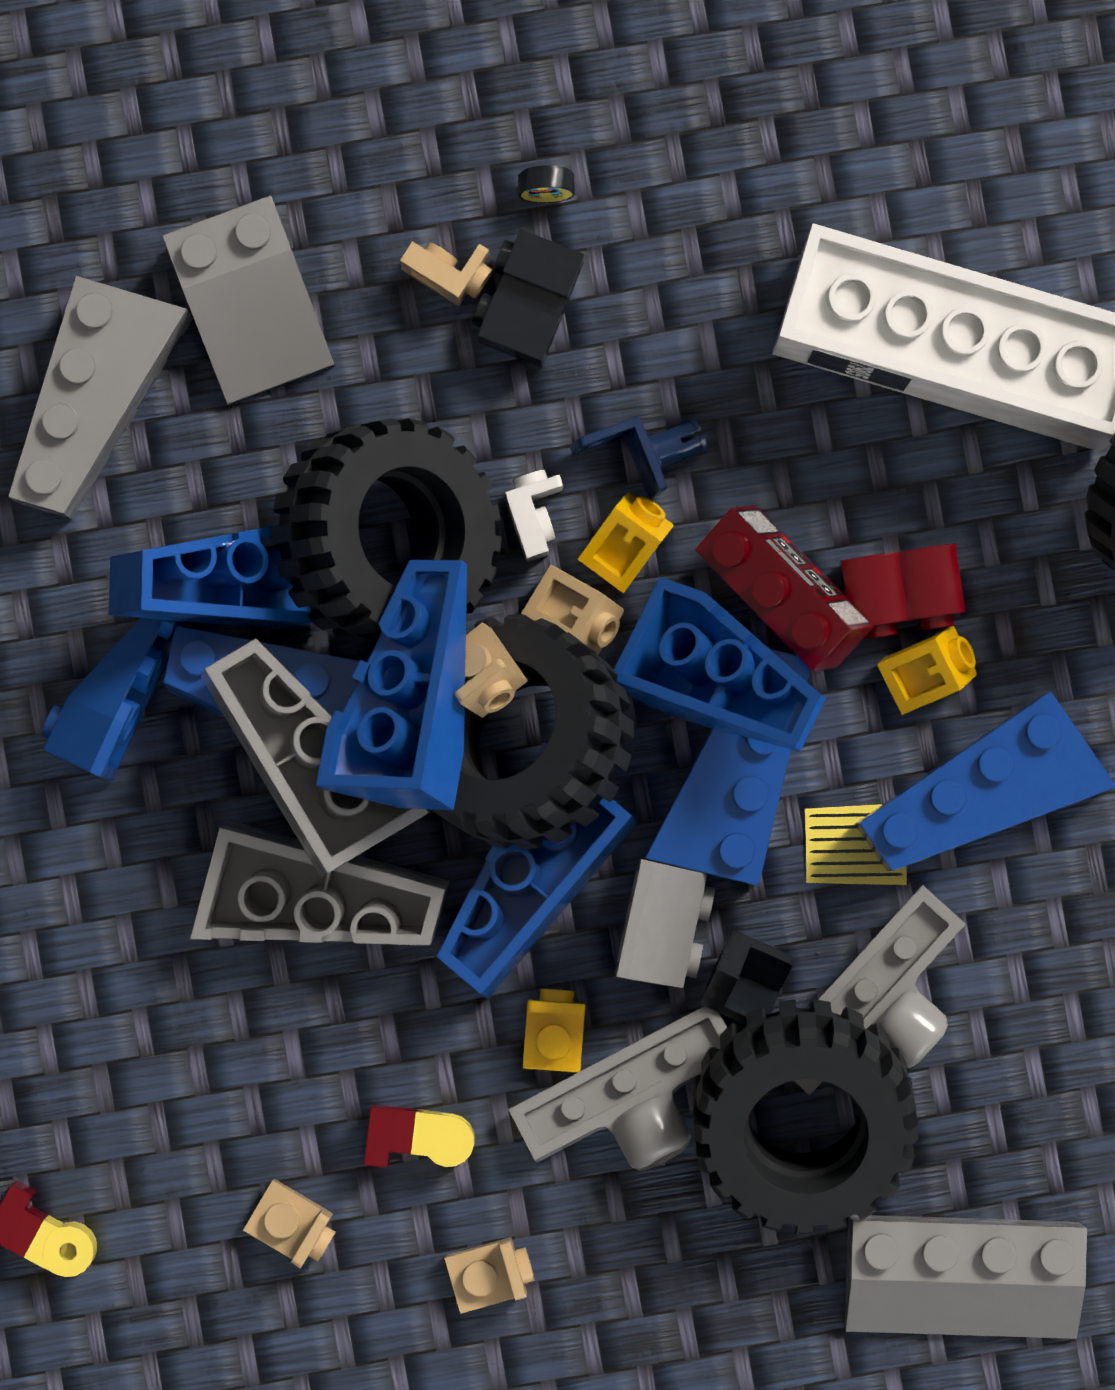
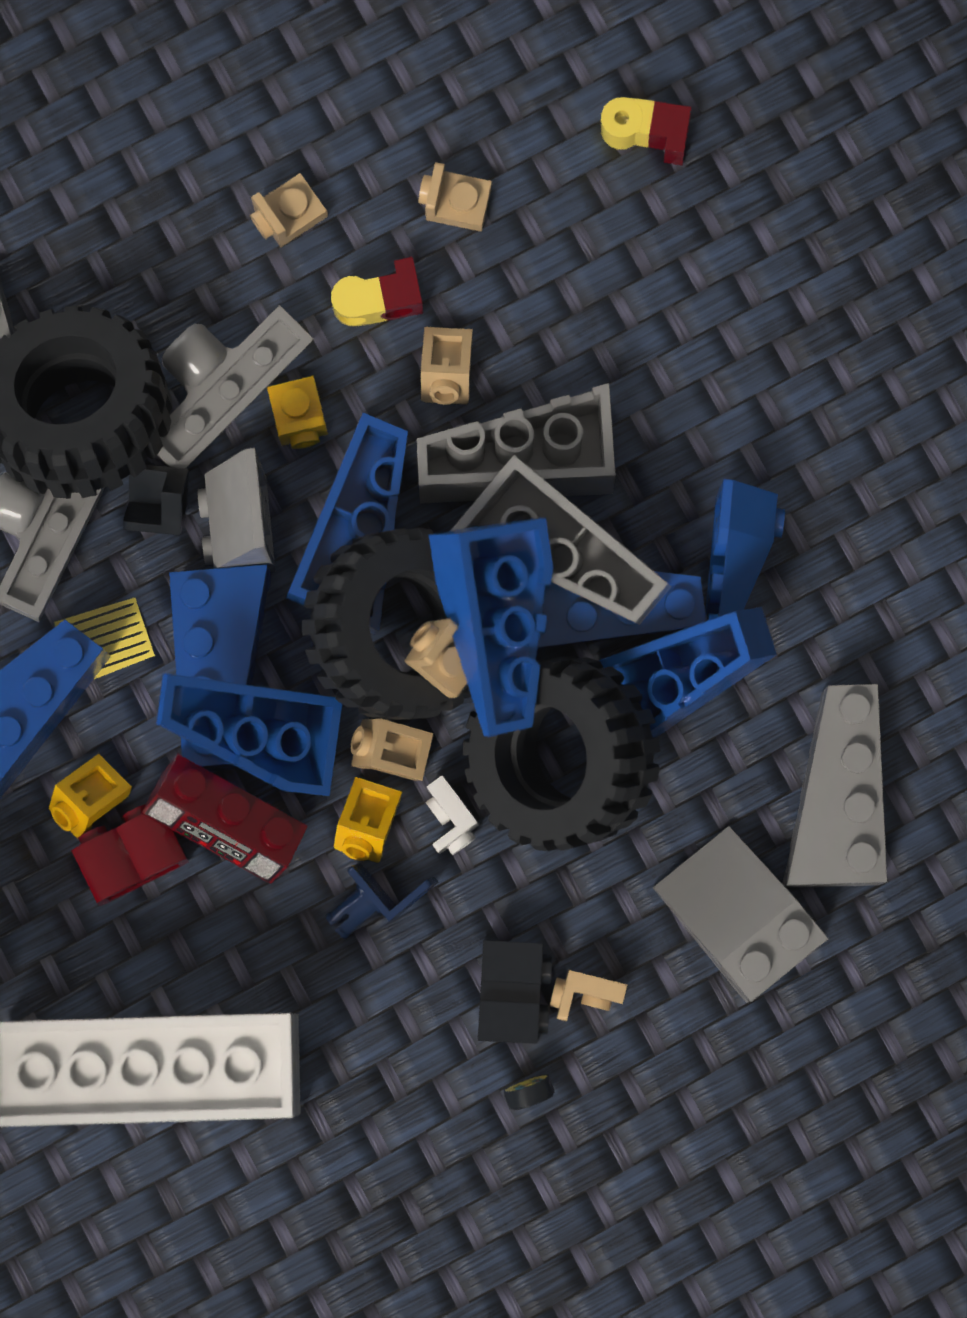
camera: 160 degrees right, 5 degrees down
(366, 1030) = (446, 365): none -> tan bracket

